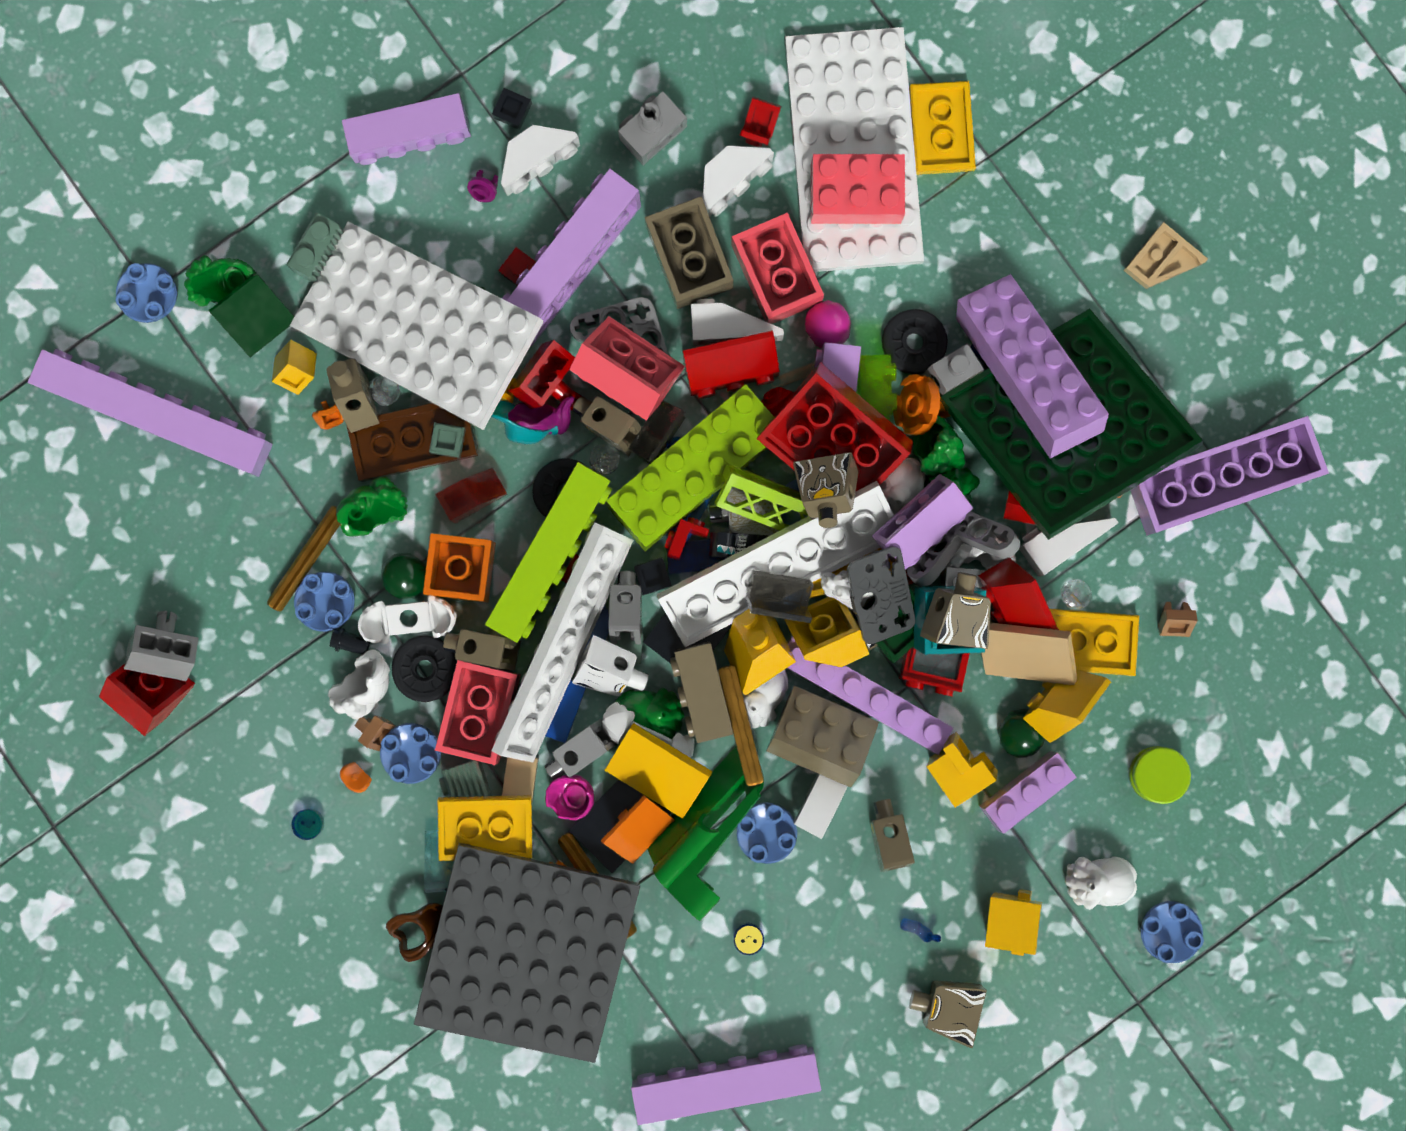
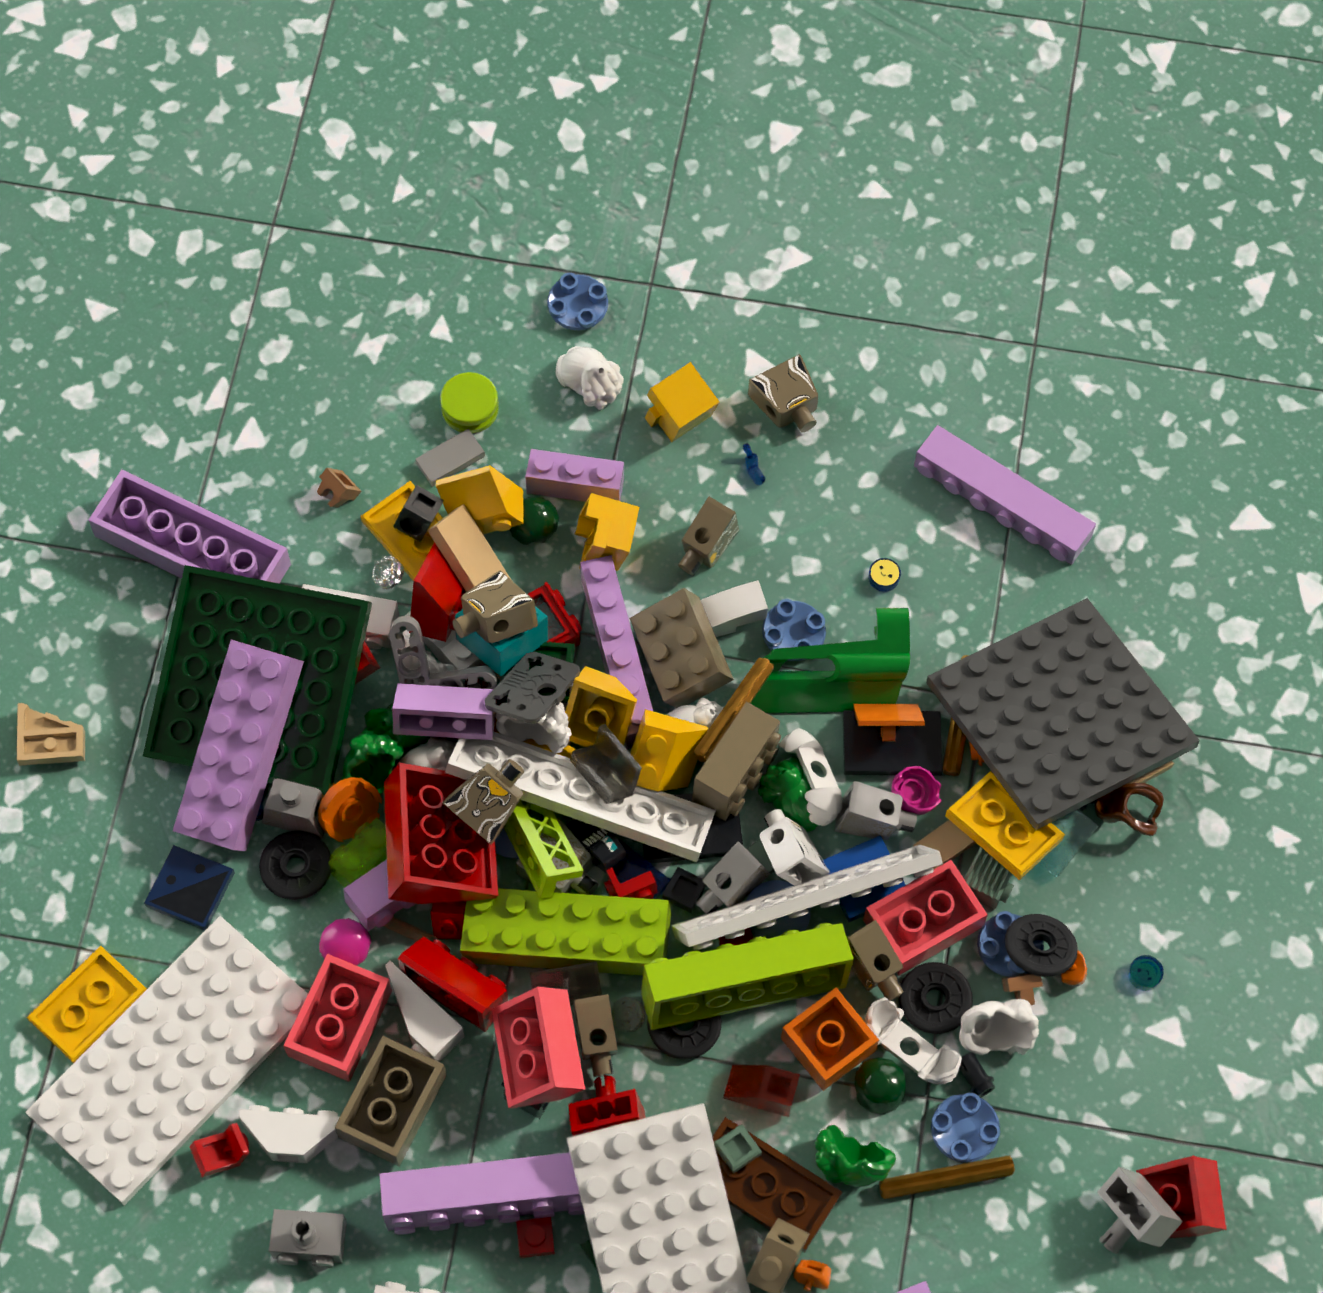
camera: 135 degrees left, 20 degrees down
(385, 750) = (1038, 962): none -> black wheel
(533, 425) = (655, 1091): hair -> none
(639, 326) = (491, 1092): light grey beam -> none
(658, 770) = (829, 739): yellow tile -> none
(857, 188) = (210, 1010): coral brick -> none
(963, 259) = (189, 888): none -> tile
(1098, 650) = (418, 513): none -> black brick
(1128, 721) = (450, 457): none -> light grey tile

